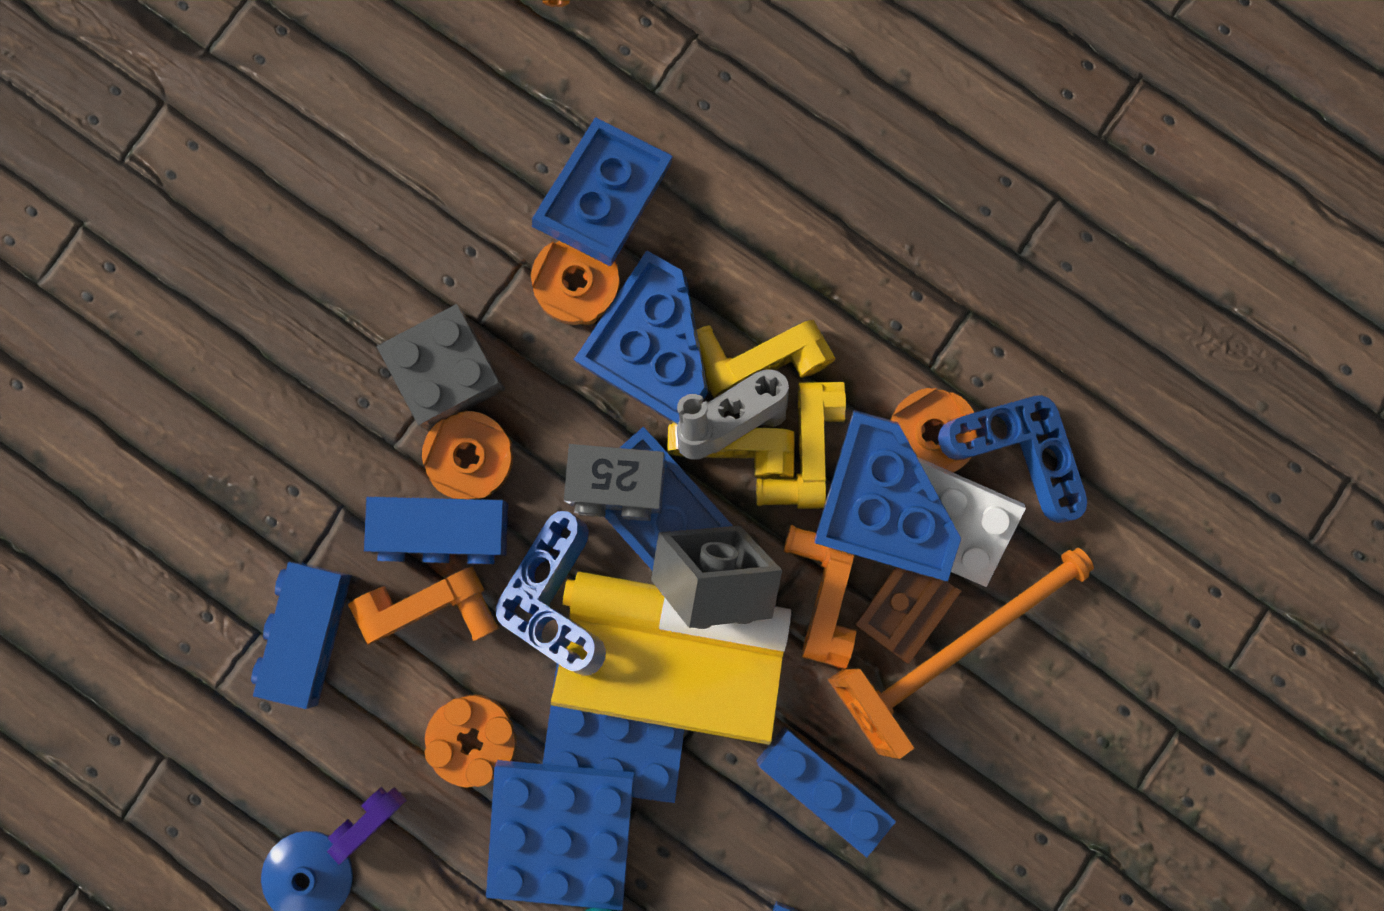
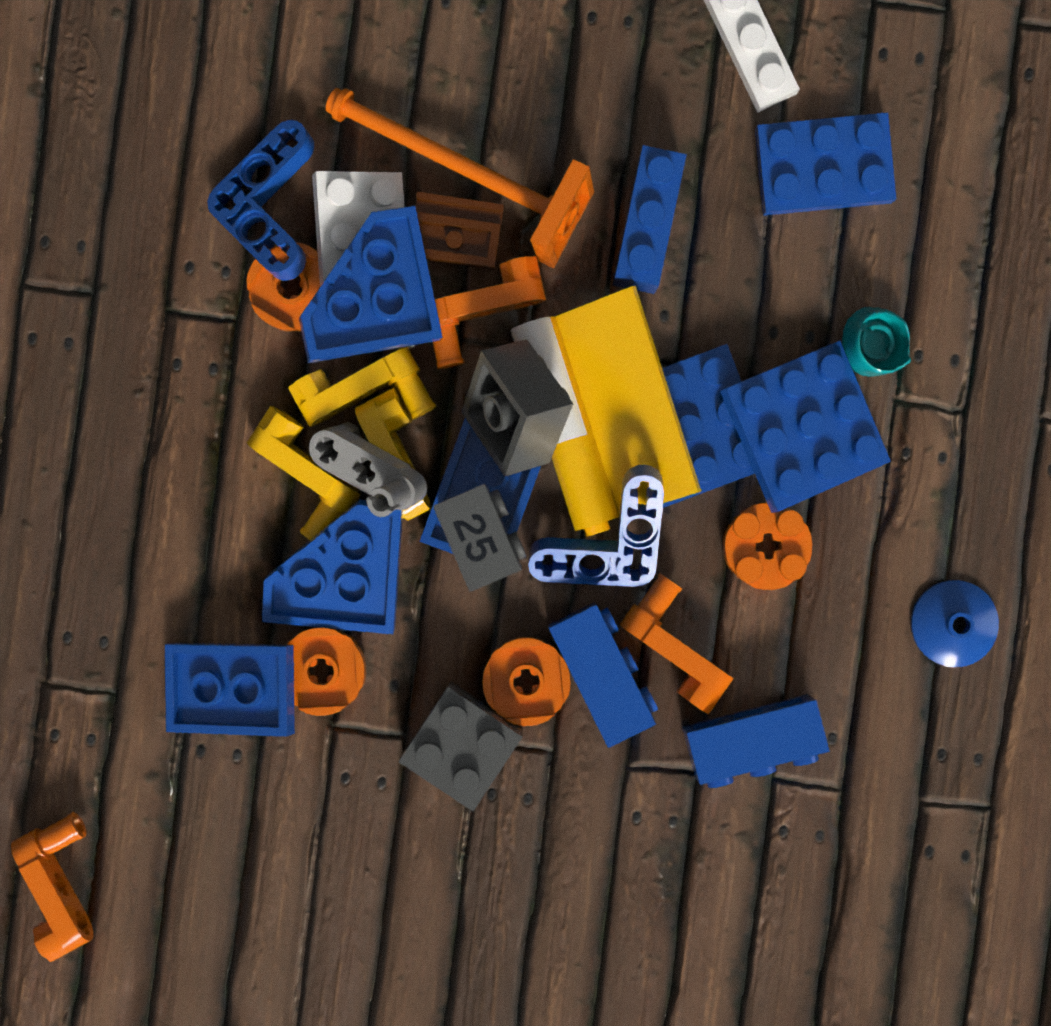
camera: 120 degrees left, 5 degrees up
(351, 836) = (901, 603): dark purple plate -> none

